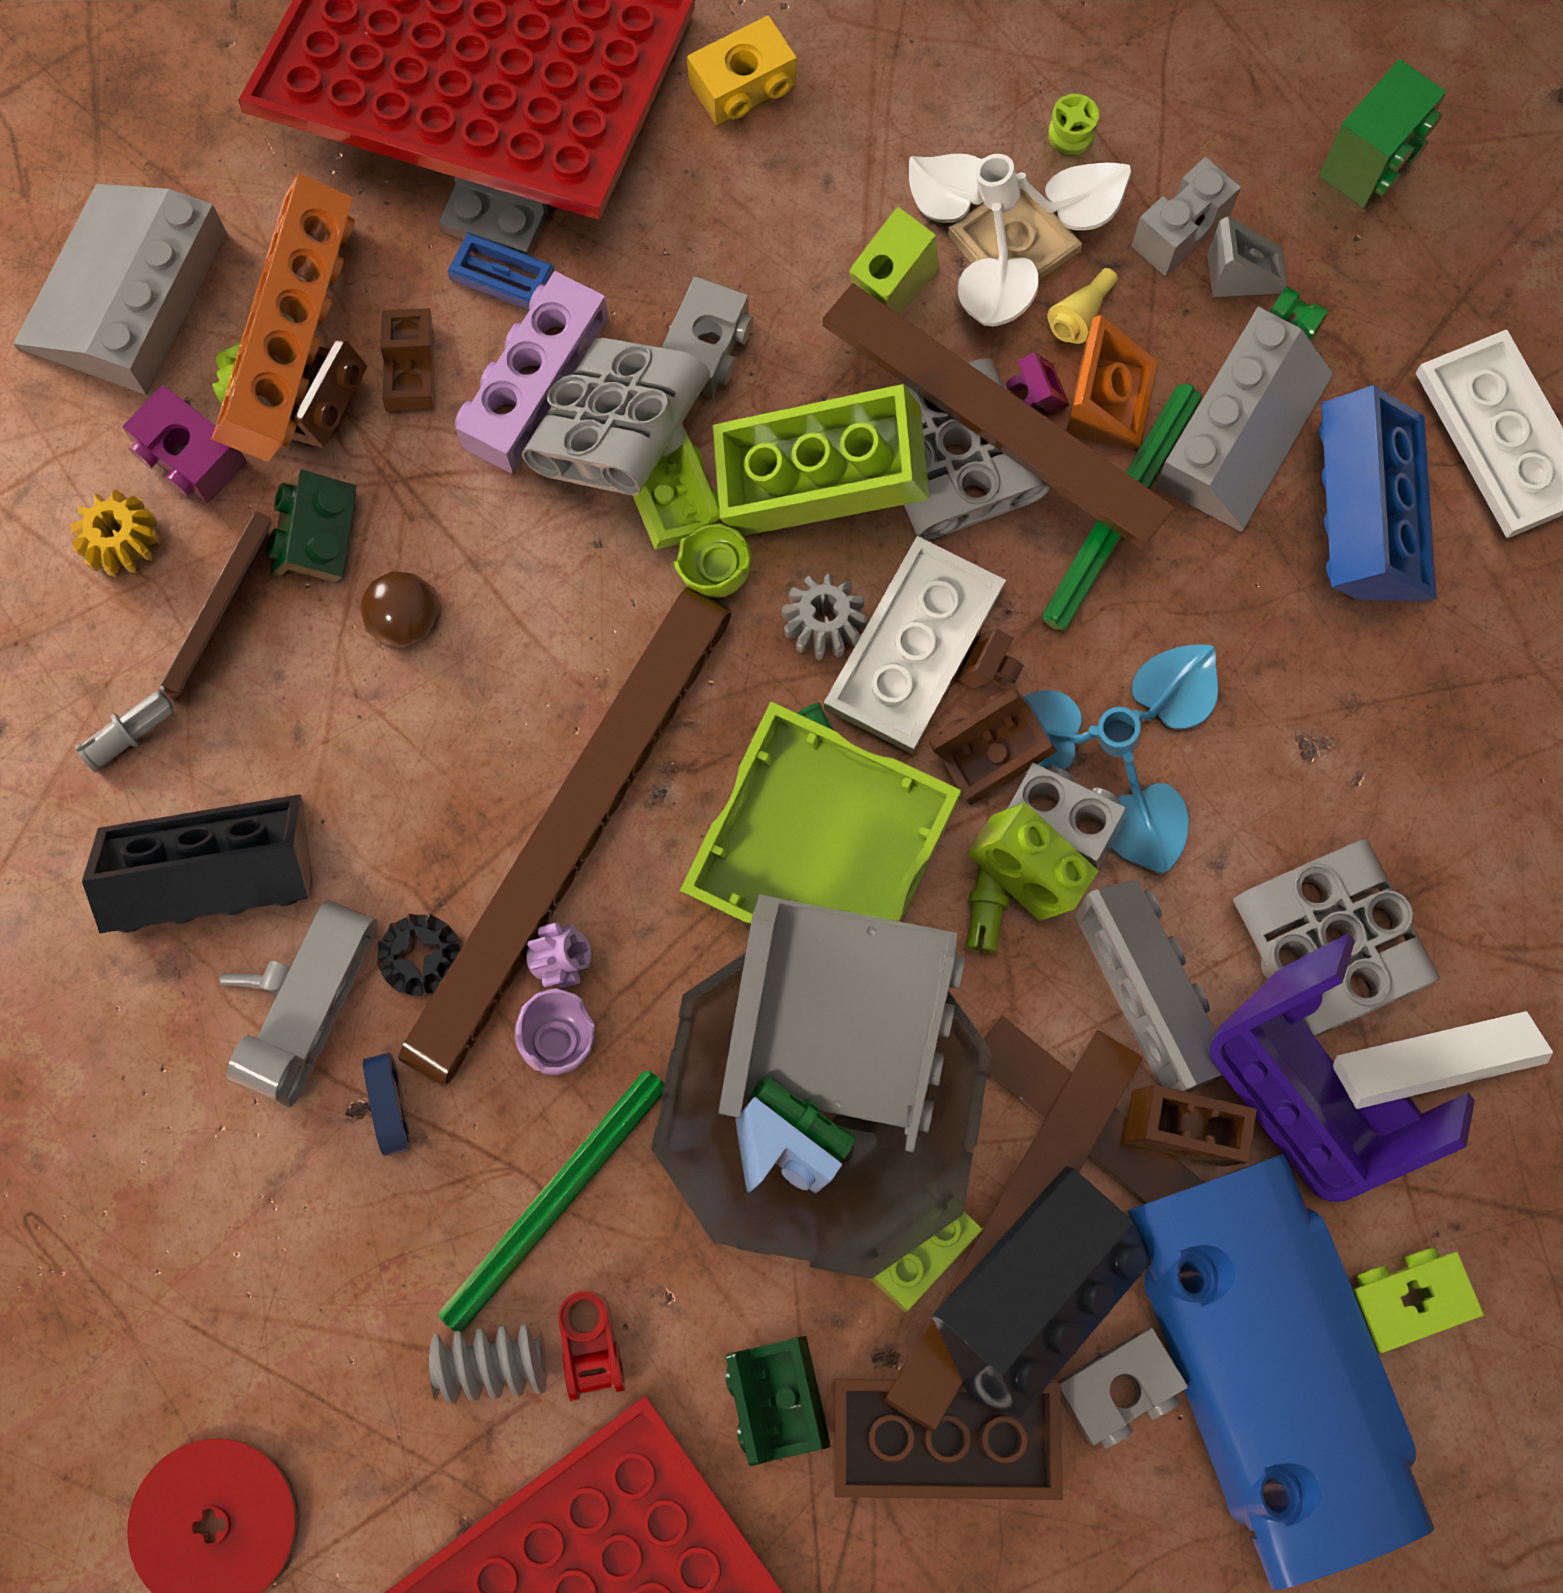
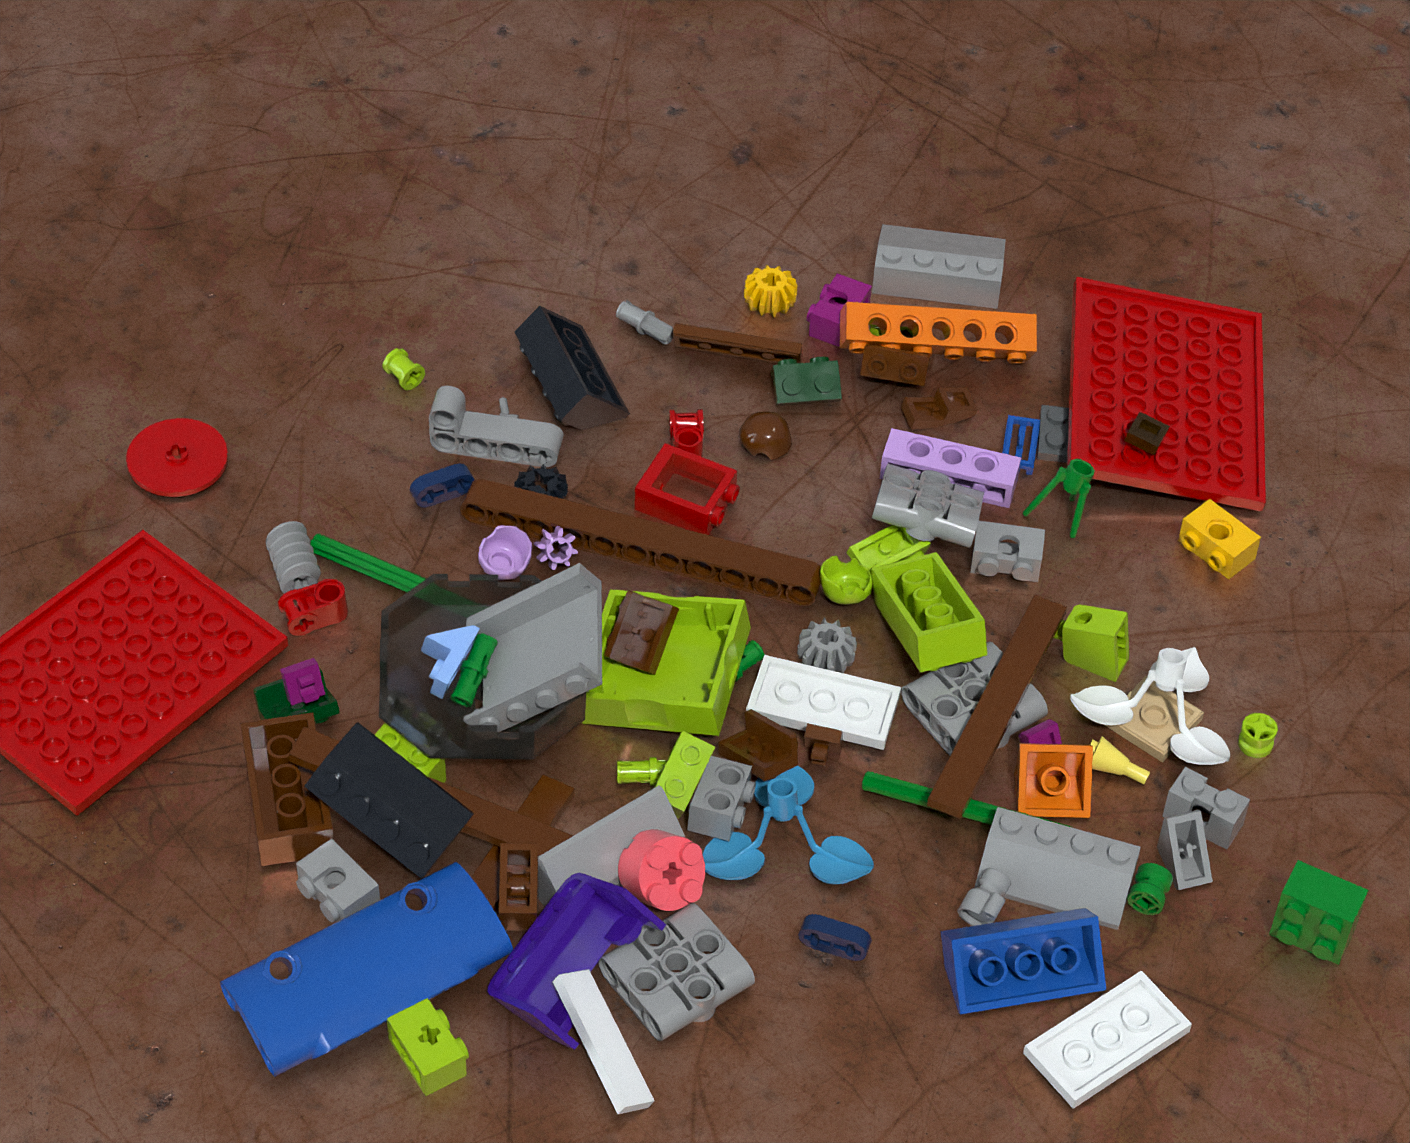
camera: 75 degrees right, 25 degrees down
(123, 1123) = (405, 370): none -> lime bush
(368, 718) = (687, 431): none -> red piece
(490, 803) = (678, 511): none -> red window
(568, 93) = (1146, 433): none -> dark brown plate
(628, 210) = (1075, 481): none -> green plant
(758, 1384) = (302, 682): none -> magenta tile
(773, 855) = (641, 632): none -> reddish brown bracket
(1202, 921) = (662, 870): none -> coral brick
(1296, 524) = (984, 903): none -> light grey piece
(1310, 722) = (835, 937): none -> dark blue beam

